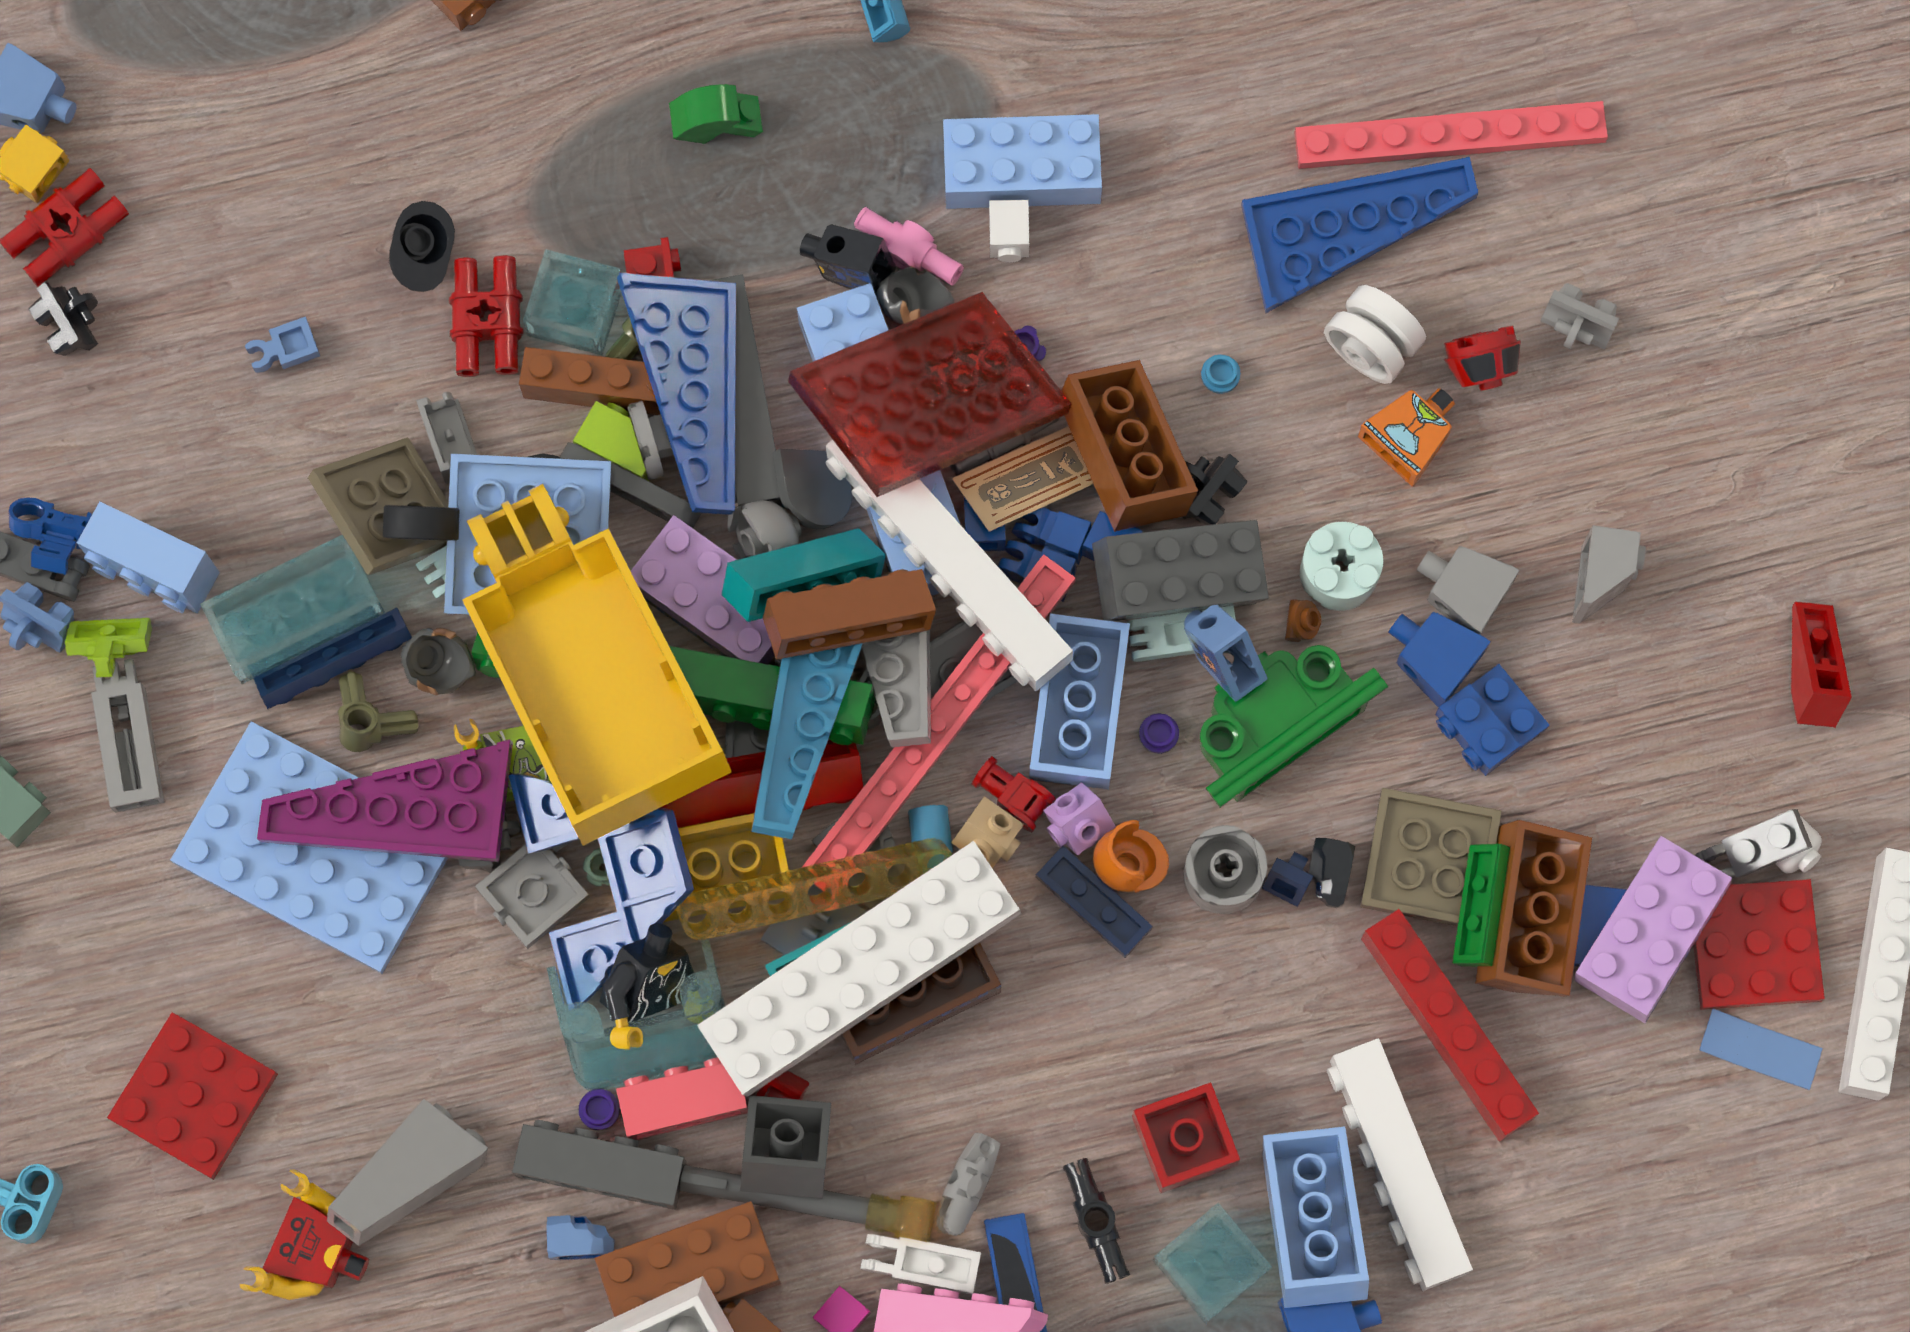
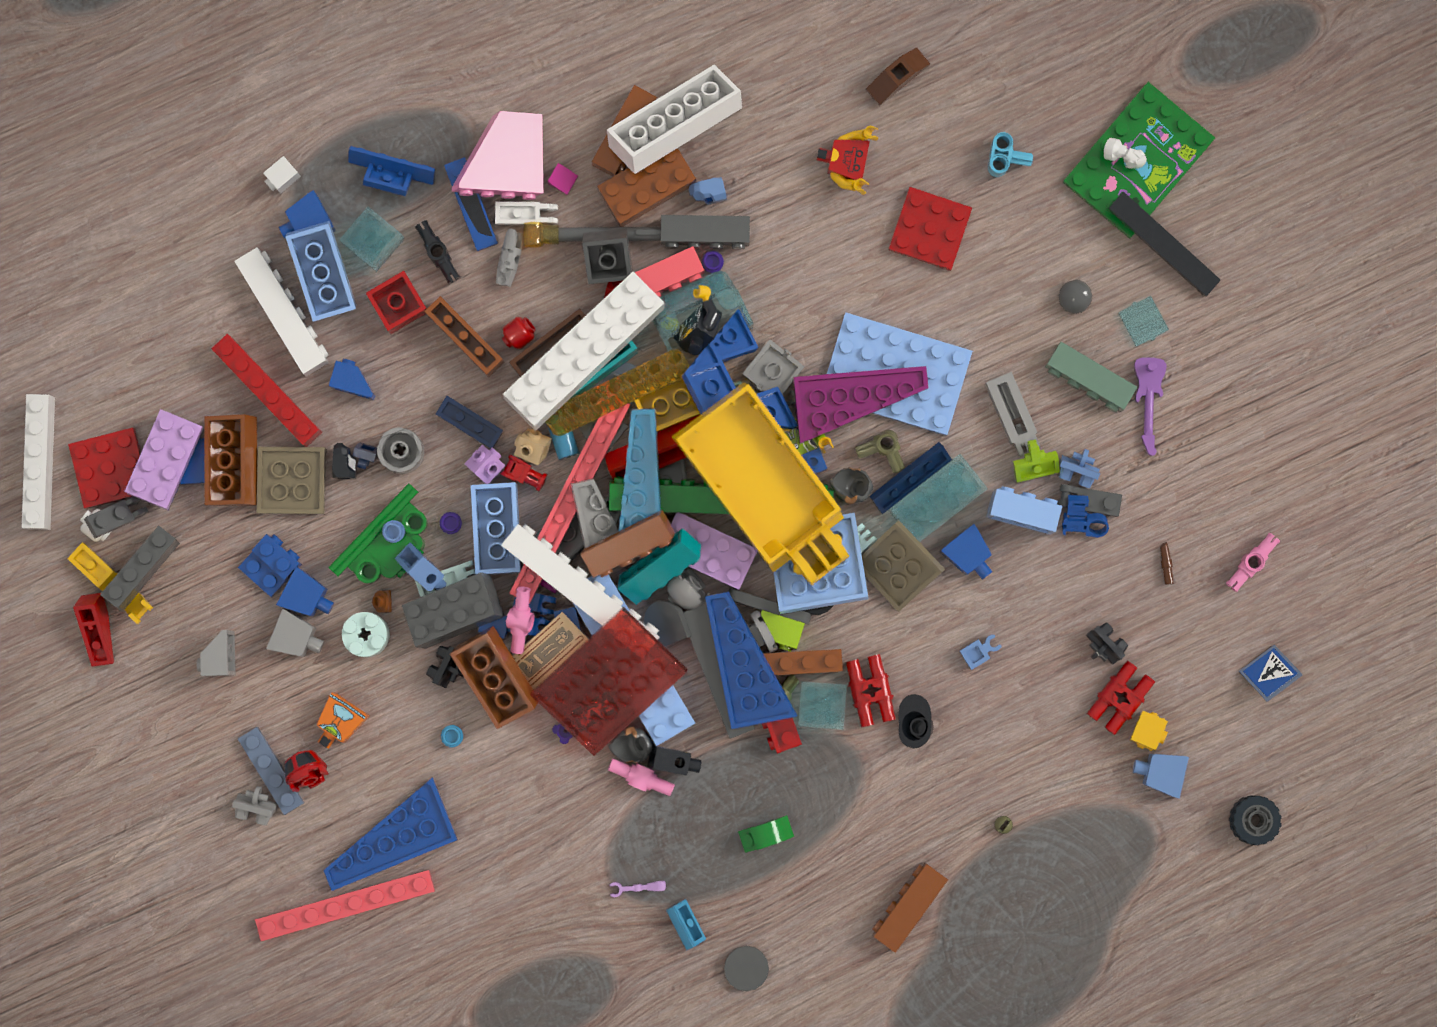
camera: 165 degrees right, 10 degrees up
(262, 513) = (969, 552): none -> blue torso
(318, 68) = (1000, 821): none -> olive hinge
(408, 1170) = (803, 209): light grey slope -> none
(421, 522) = (874, 552): black tyre -> none
(446, 430) = (875, 616): light grey hinge -> none
(495, 711) = (815, 461): none -> blue brick
(919, 70) = (653, 886): none -> lavender piece
(975, 1044) = (518, 332): none -> red head
(1009, 229) = (585, 797): white brick -> none
(1022, 159) = (585, 839): light blue brick -> none
(1064, 529) = (520, 620): none -> bright pink pin
(1074, 1052) = (464, 336): none -> dark orange brick
(1130, 858) = (452, 447): orange helmet -> none
(1261, 725) = (393, 531): none -> medium blue plate
(1293, 1015) = (350, 379): none -> blue slope
(1375, 334) = (368, 768): white wheel -> none
(1481, 905) = (259, 455): green tile -> none
(1545, 376) = (270, 770): none -> sand blue plate
(1723, 748) = (140, 568): none -> dark grey brick
(1760, 1049) = (99, 412): medium blue sticker -> none
(1779, 740) = (102, 574): none -> yellow piece

